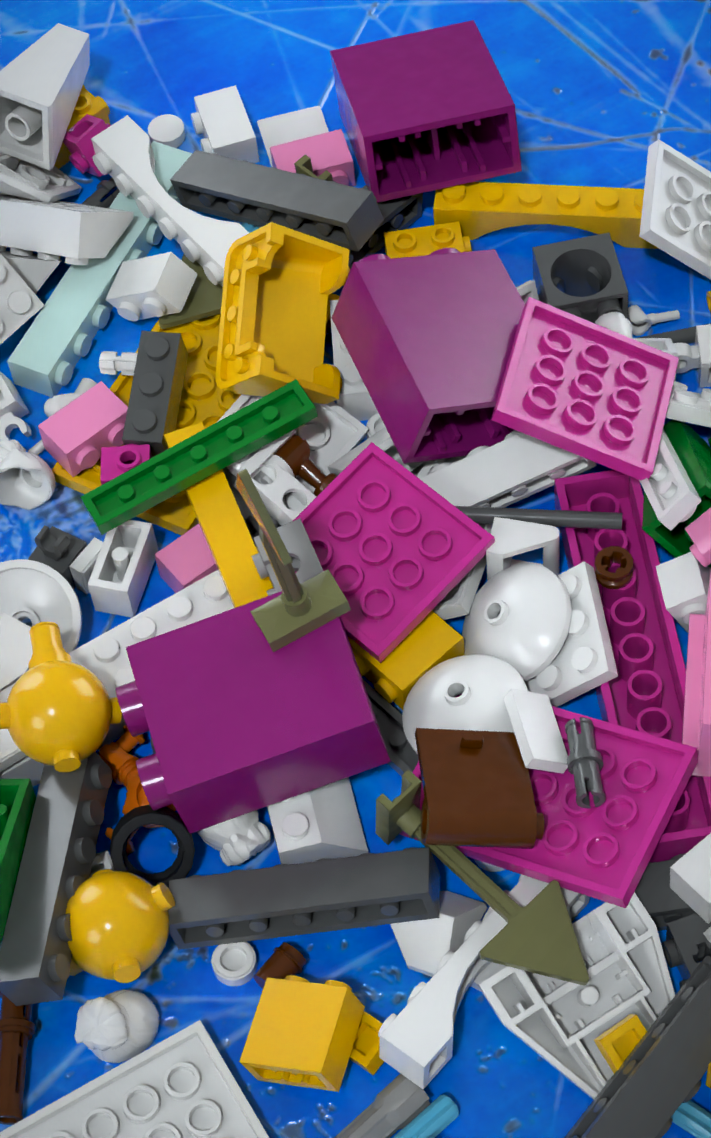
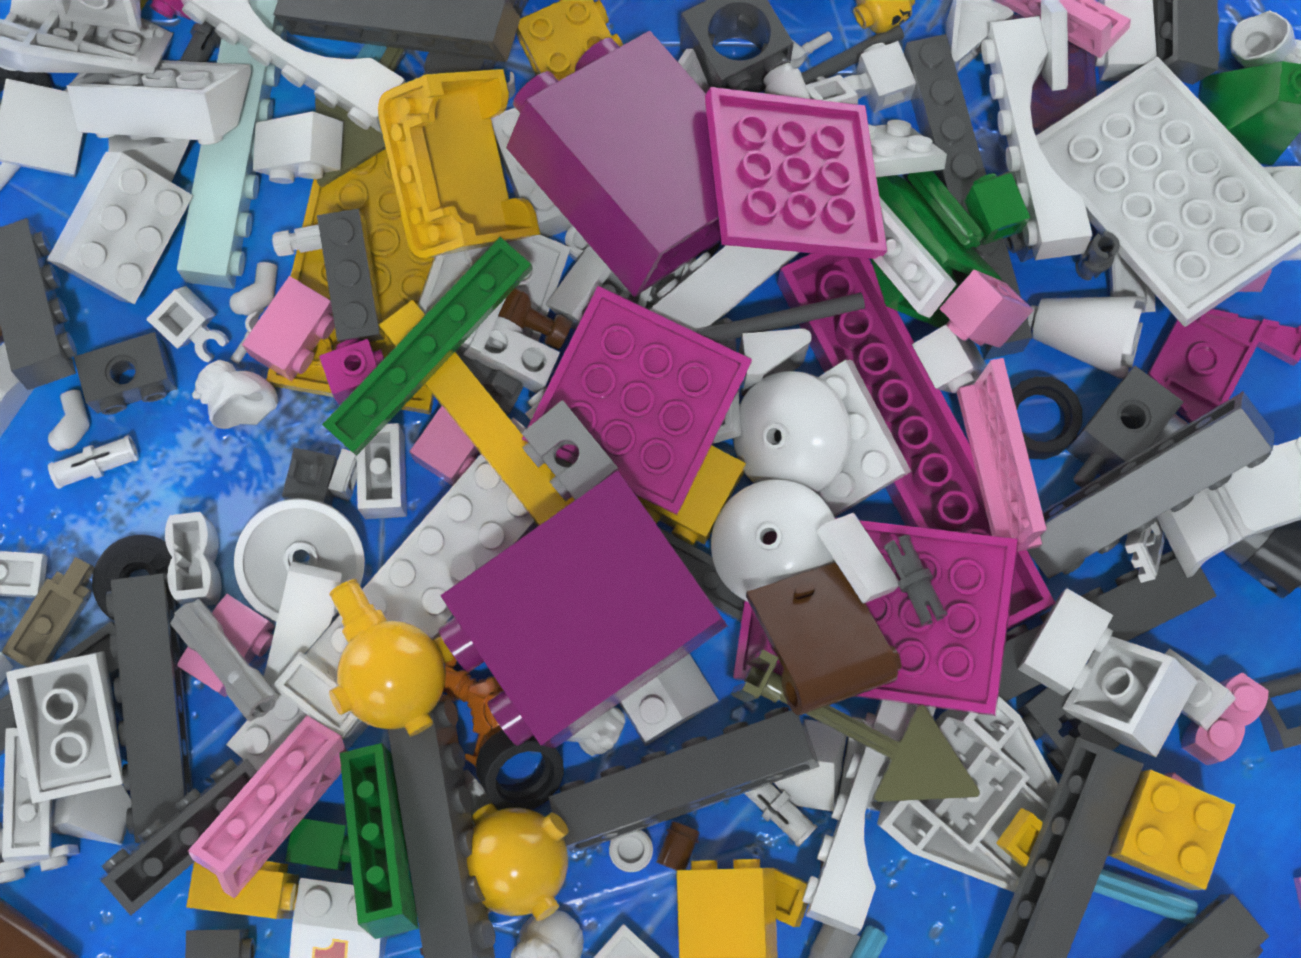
camera: 25 degrees left, 20 degrees up
(300, 606) = (607, 513): olive piece -> none
(389, 960) = (782, 812): none -> white pin
(623, 574) = (860, 347): reddish brown bush -> none

